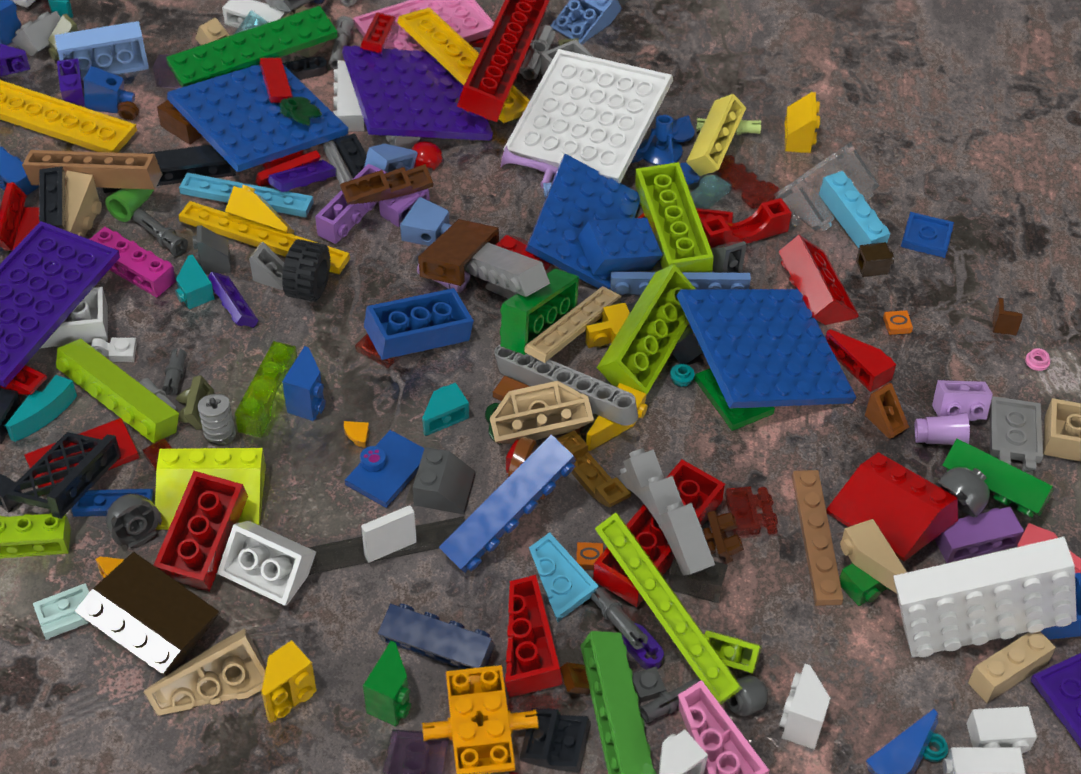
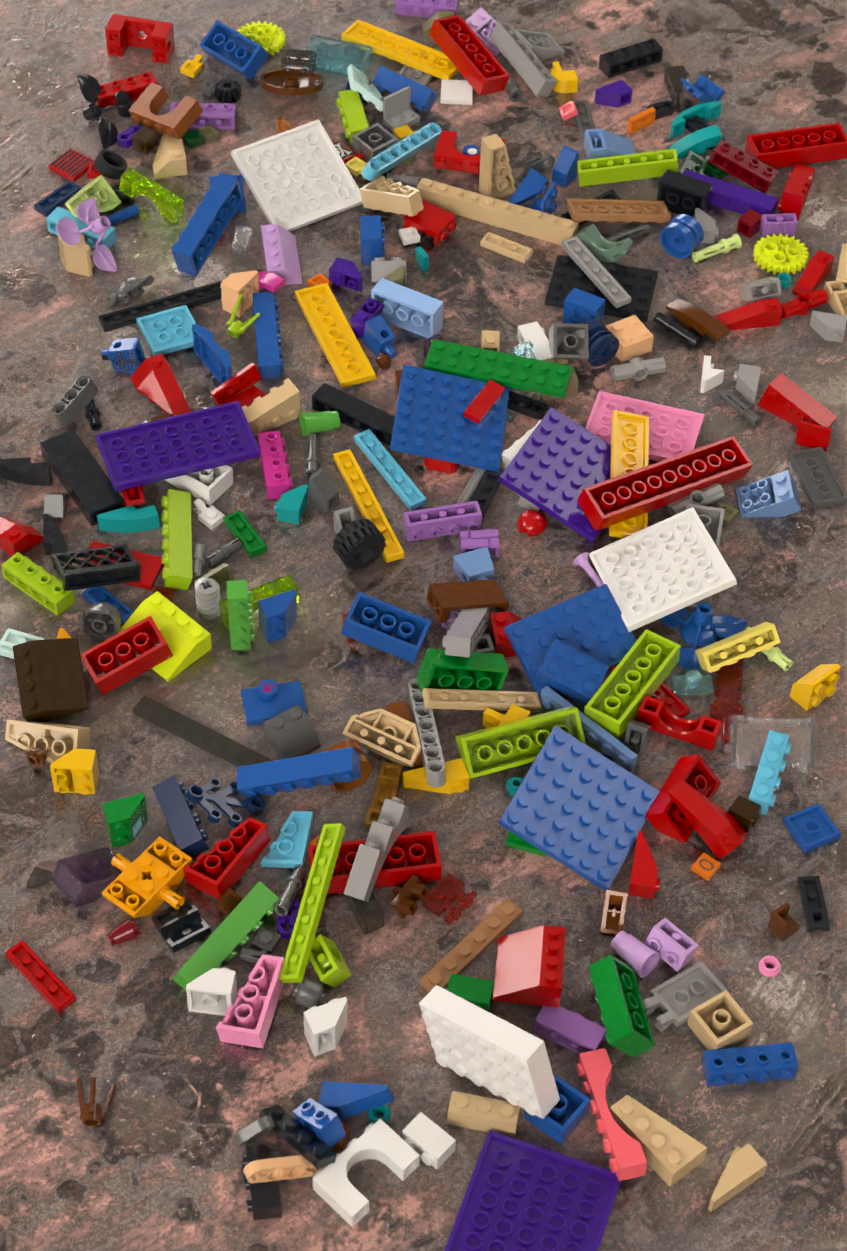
camera: 45 degrees right, 0 degrees up
(52, 196) = (261, 390): black plate -> none
(107, 168) = (312, 392): medium nougat brick -> none
(168, 339) = (245, 533): none -> green tile
(217, 704) = (36, 757): none -> reddish brown plate
(232, 300) = (303, 532): dark purple plate -> none
(253, 207) = (380, 483): yellow slope -> none
(263, 176) = (433, 469): red tile -> none
(265, 562) = (142, 700): white slope -> none
(279, 406) = (239, 612): none -> bright green brick
(299, 109) = (475, 432): dark green plate -> none
(302, 175) = (435, 480): dark purple plate -> none
(344, 37) = (578, 399): light grey pin -> none
(357, 432) = (281, 668): light orange tile -> none
(378, 32) = (590, 412): red tile -> none
(387, 185) = (468, 523): reddish brown slope -> none
(389, 533) = (217, 736): white tile -> none
(391, 157) = (499, 509): medium blue slope -> none
(436, 602) = (198, 795): none -> dark blue plant
(445, 409) = (343, 692): teal slope -> none
(870, 283) = (712, 823): none -> red wedge
(872, 552) = (475, 973): tan slope -> none
(968, 487) = (579, 990): dark grey cylinder -> none
(1005, 287) = (813, 903): none -> black plate

